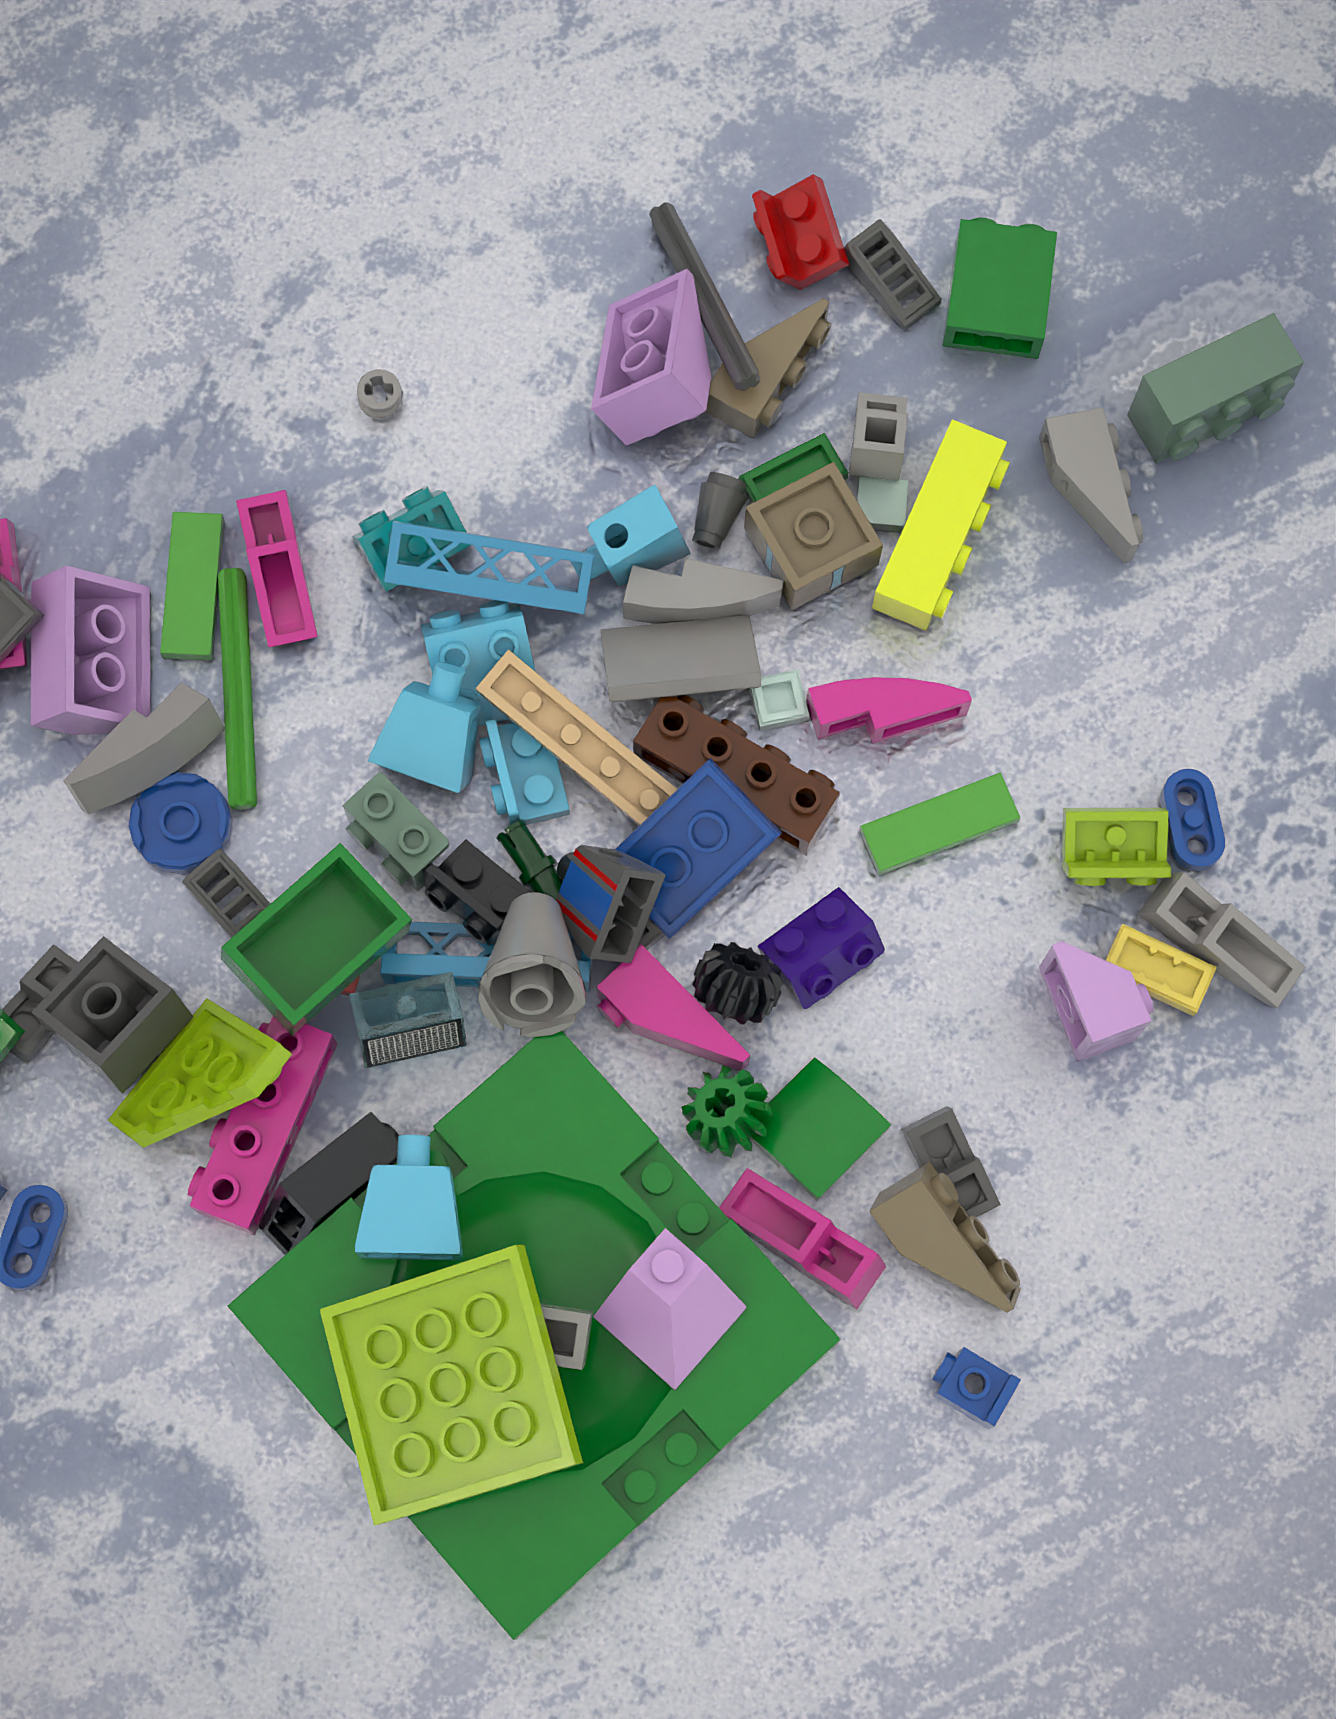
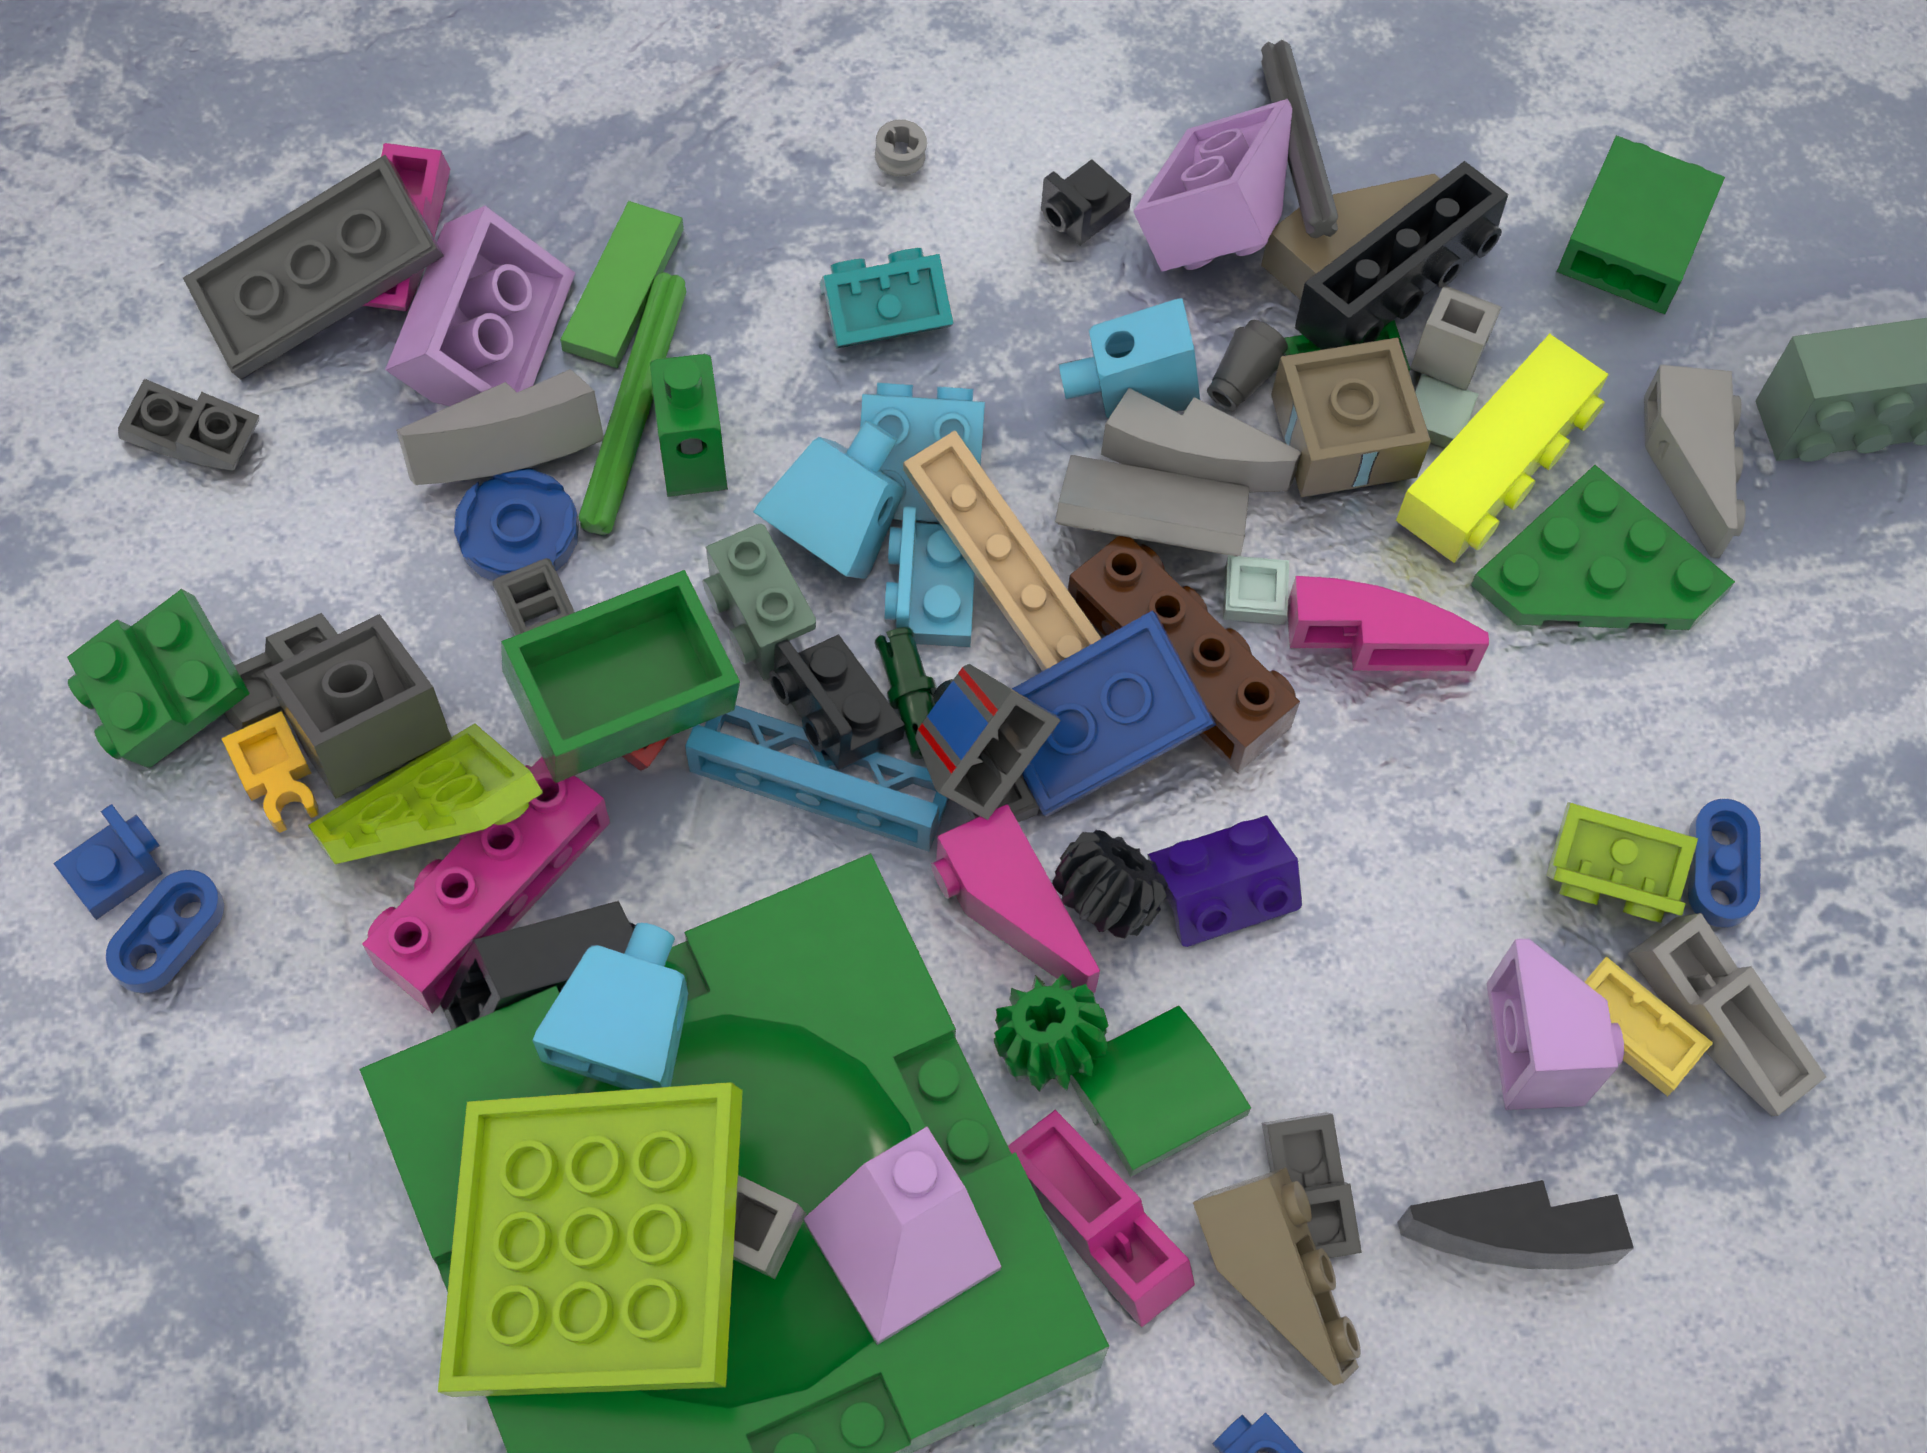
camera: 15 degrees right, 10 degrees down
(60, 1080) = (270, 765): none -> yellow plate
(277, 568) = (724, 283): dark pink slope -> none
(289, 698) = (688, 410): none -> green torso
(408, 1020) = (699, 810): clear light blue brick -> none
(485, 585) = (951, 364): dark azure fence -> none
(532, 971) = (862, 787): light grey cone -> none
(544, 399) = (1083, 201): none -> black bracket
(800, 233) = (1426, 109): red bracket -> none
(818, 386) = (1402, 260): none -> black brick
(890, 250) = (1512, 144): dark grey slope -> none
(939, 823) = (1410, 780): bright green tile -> none
(1040, 598) = (1602, 564): none -> green plate
(1112, 1152) = (1522, 1229): none -> black slope

